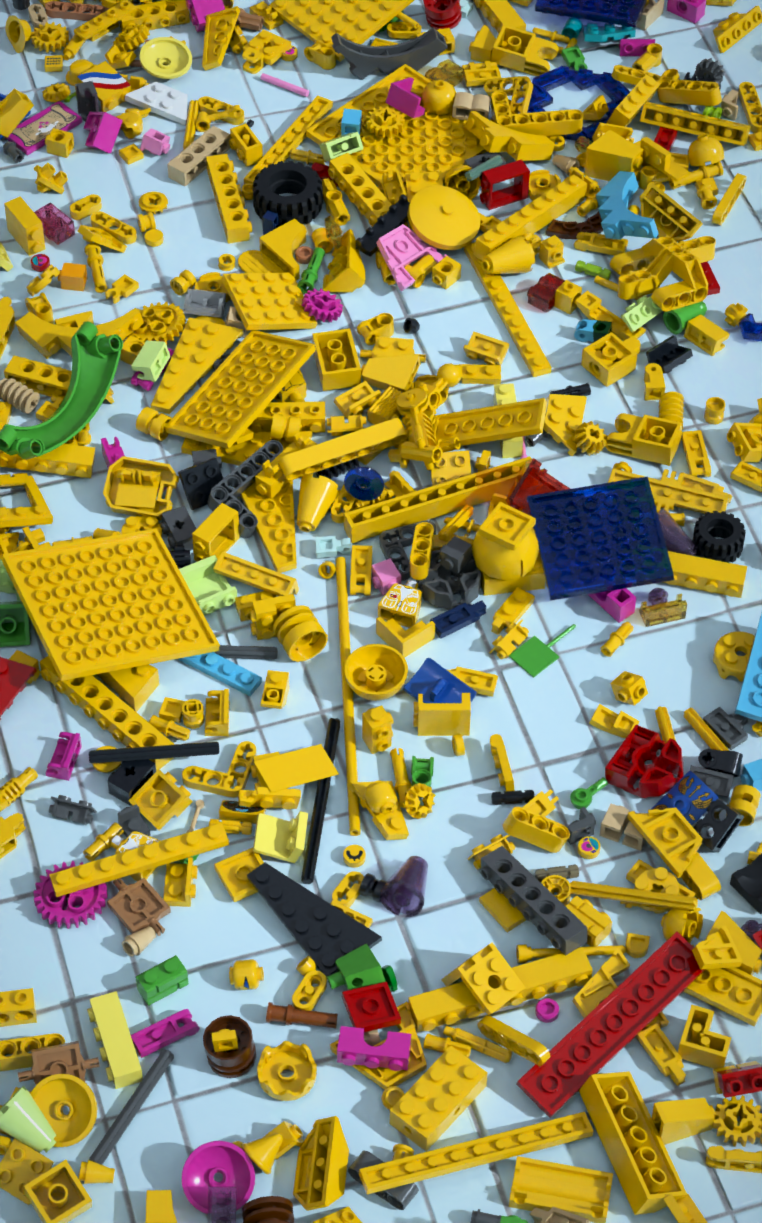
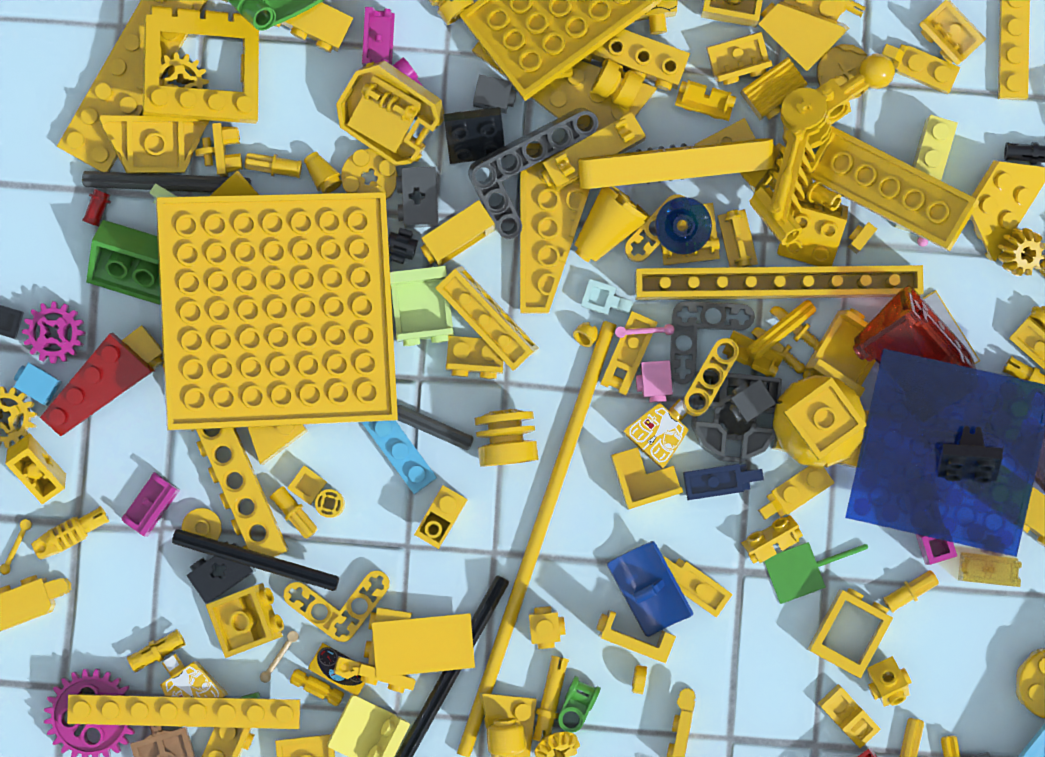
camera: 20 degrees right, 35 degrees up
(64, 805) = (126, 579): dark grey hinge -> none
(131, 821) = (200, 640): dark grey bracket -> none
(217, 713) = (360, 513): yellow hinge -> none
(266, 612) = (472, 398): yellow plate -> none
(350, 557) = (668, 329): none -> bright pink hinge
(376, 671) = (577, 564): yellow piece -> none
(589, 688) = (837, 659): none -> yellow window
(613, 523) = (970, 459): none -> black plate

